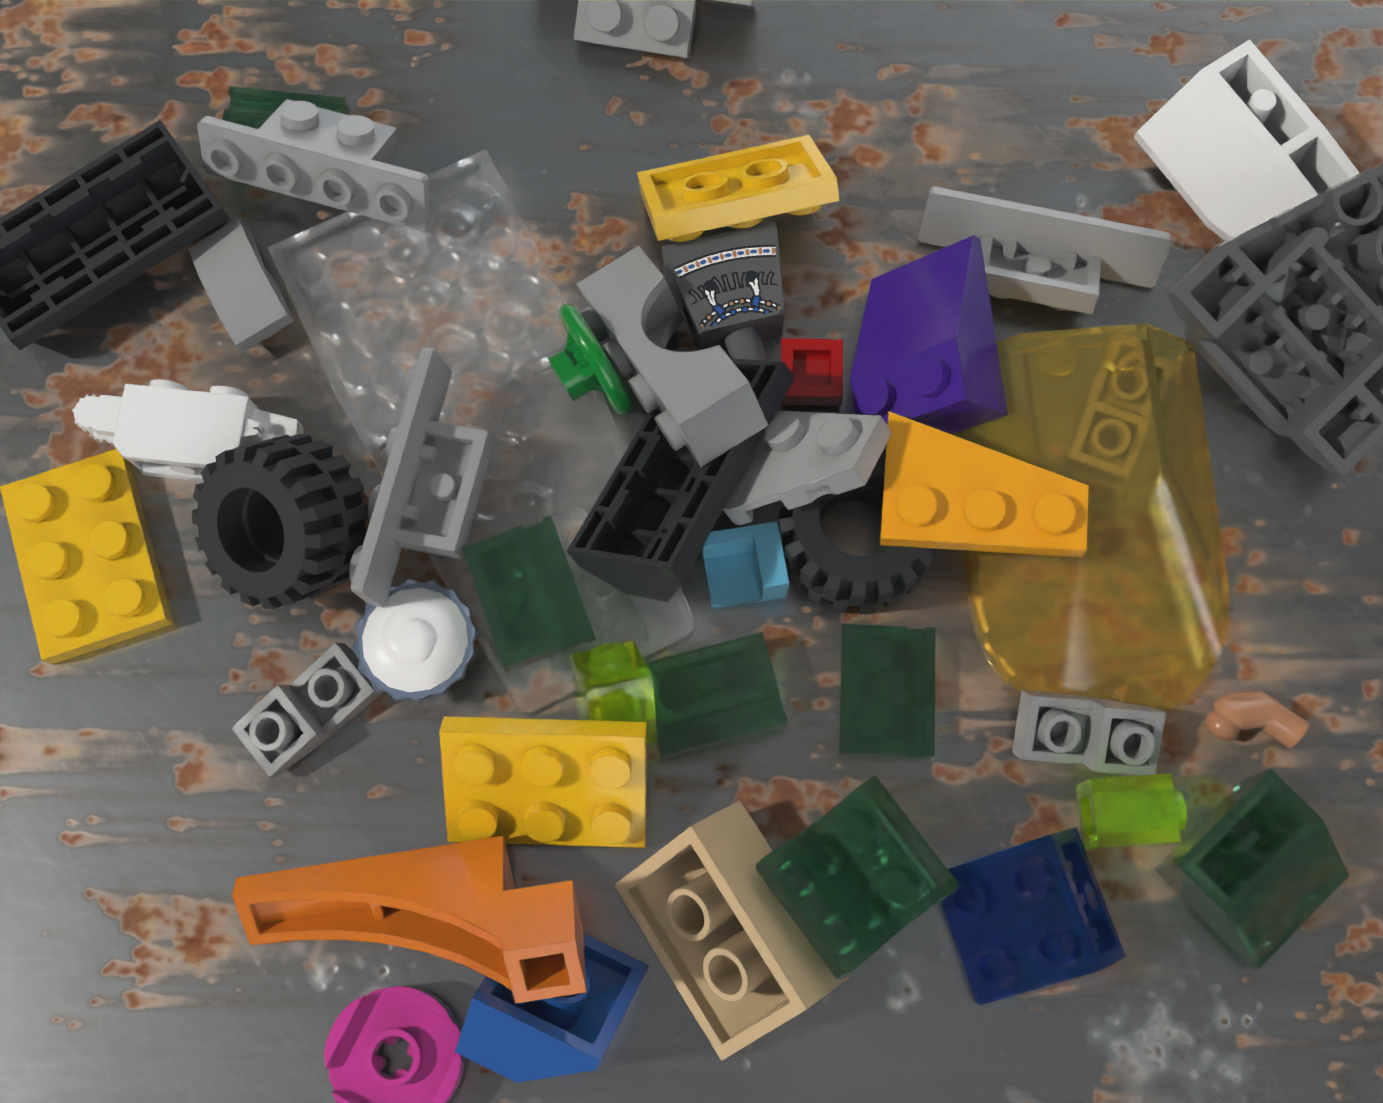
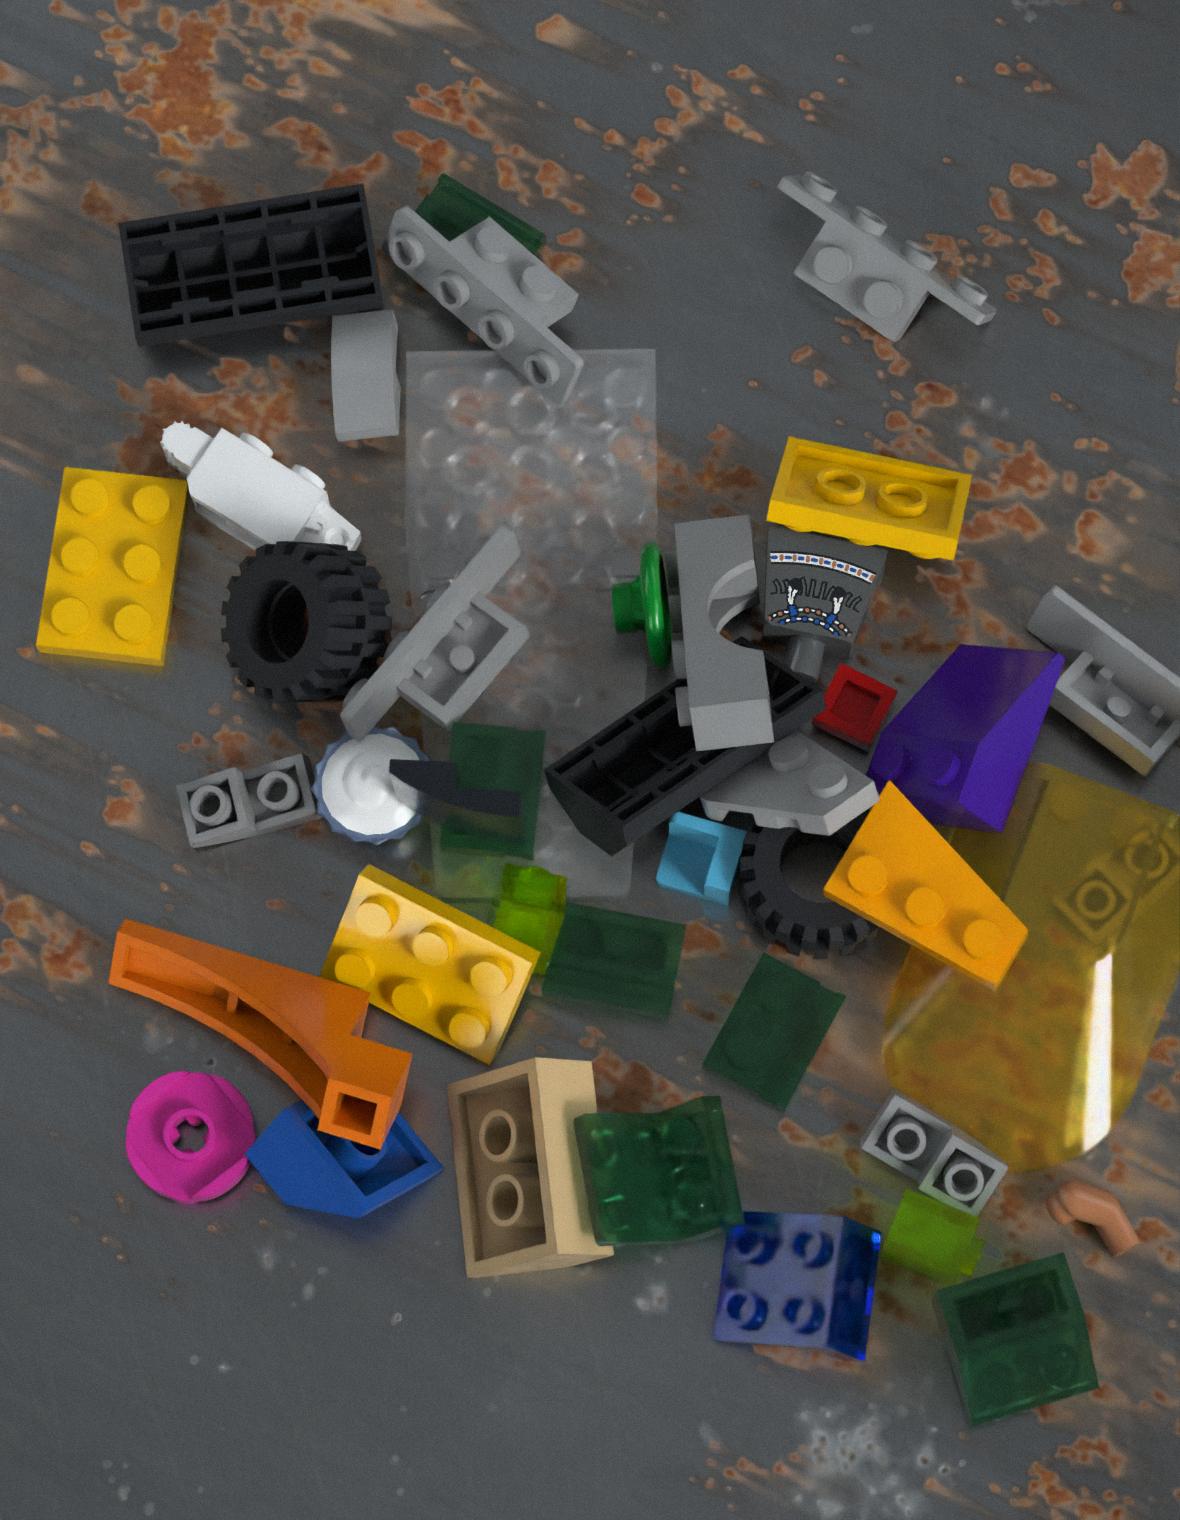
camera: 25 degrees right, 0 degrees up
(478, 620) = (437, 794): none -> black slope

